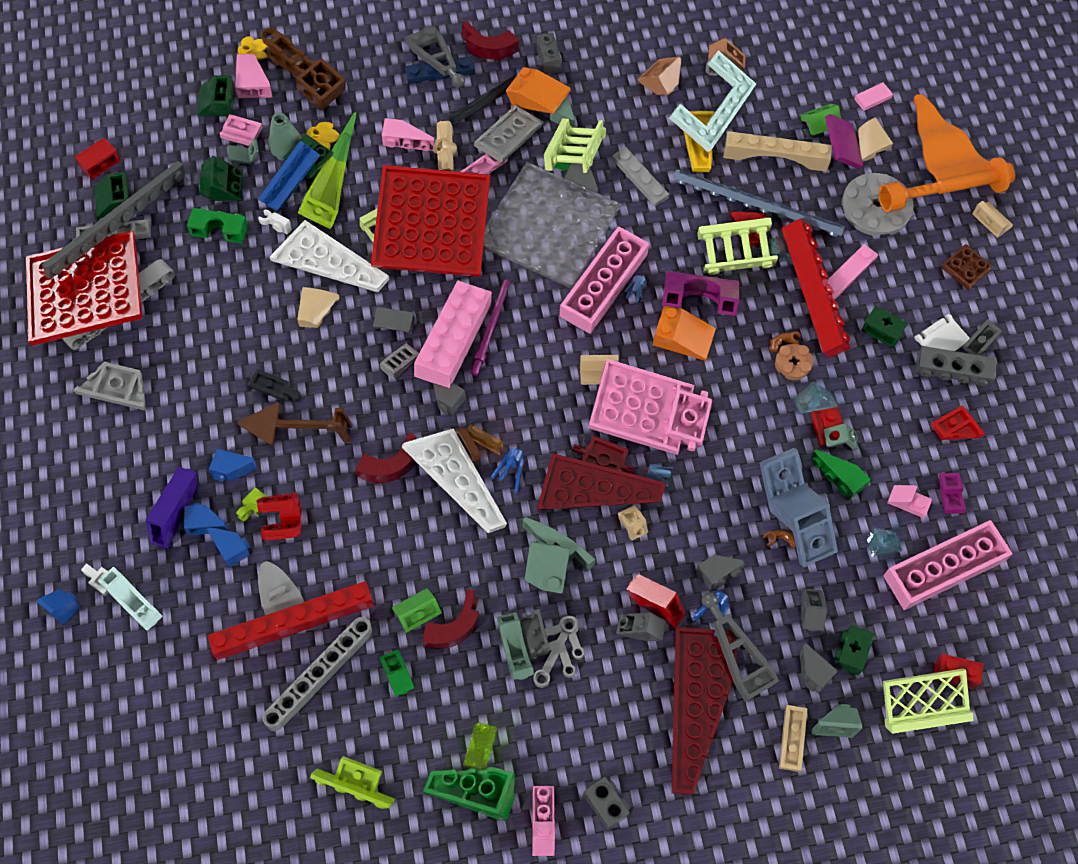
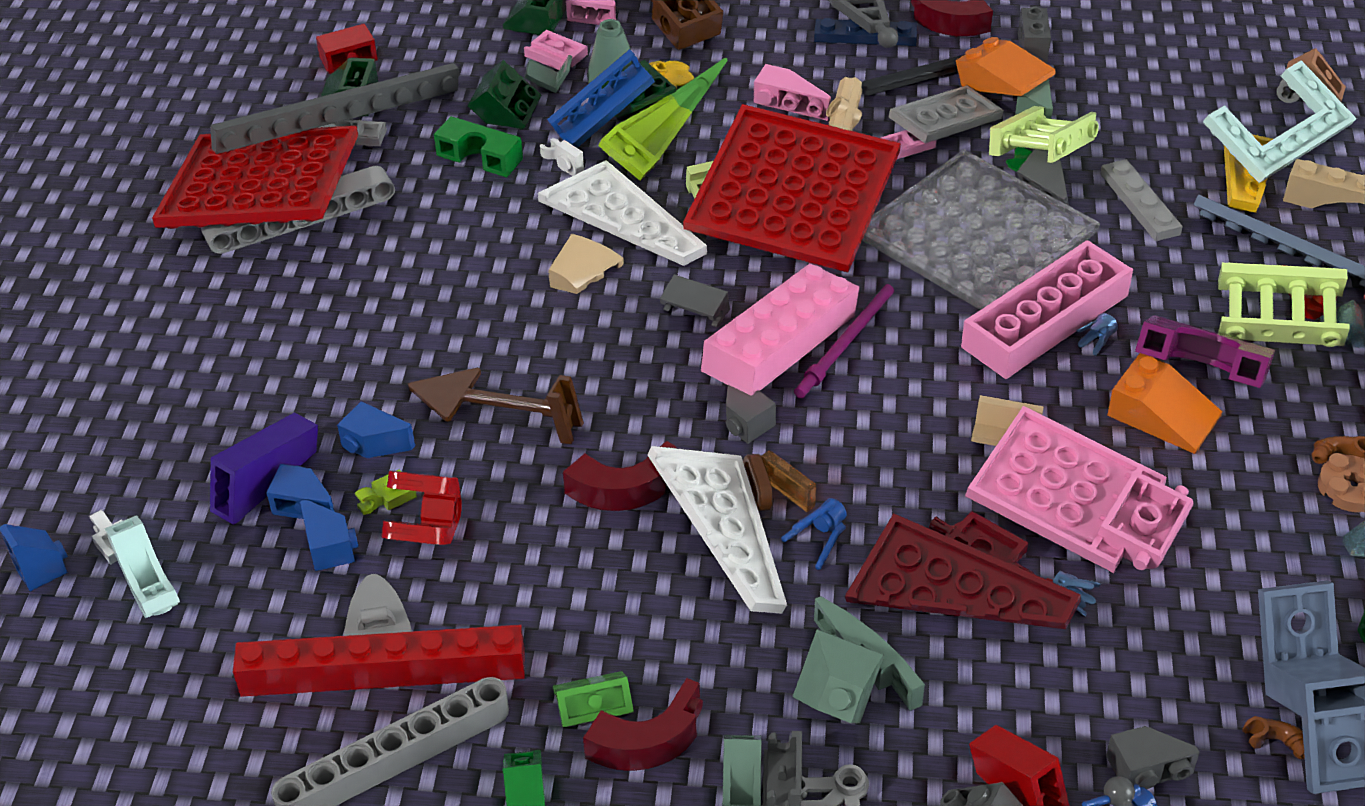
camera: 20 degrees right, 20 degrees down
(115, 385) = (250, 302): light grey wing -> none
(274, 386) = (481, 348): black hinge -> none
(395, 372) = (671, 356): light grey slope -> none
(633, 522) = (1011, 653): tan bracket -> none
(662, 76) = (1205, 88): nougat slope -> none

